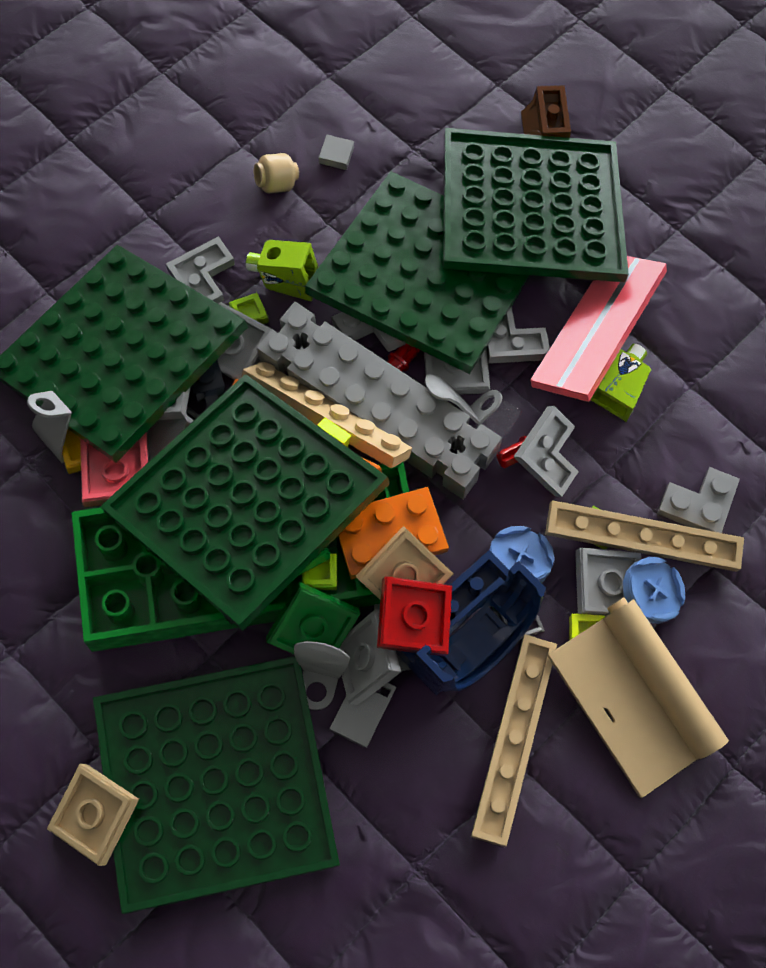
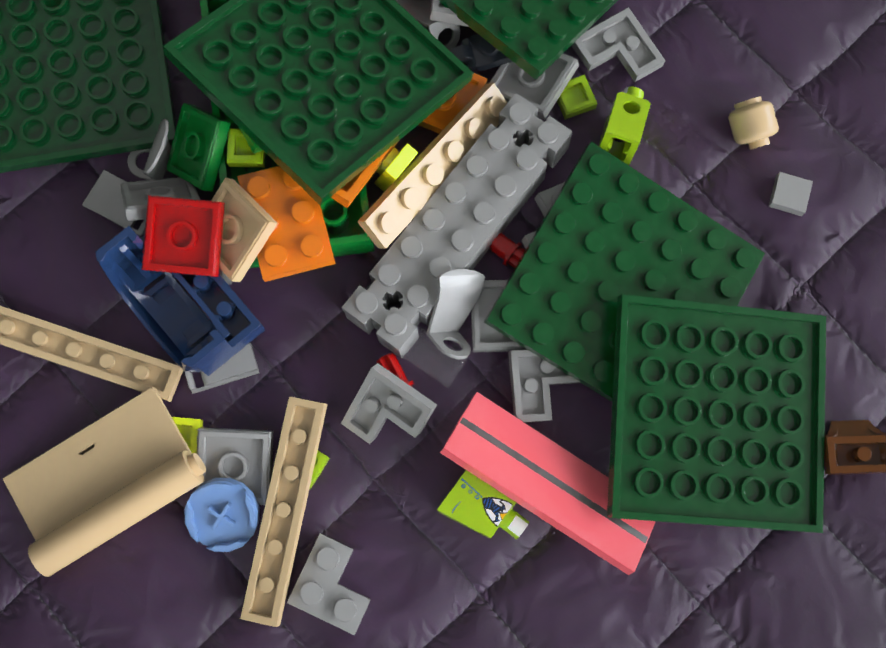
camera: 90 degrees right, 10 degrees up
(523, 545) = (271, 371): medium blue tile -> none

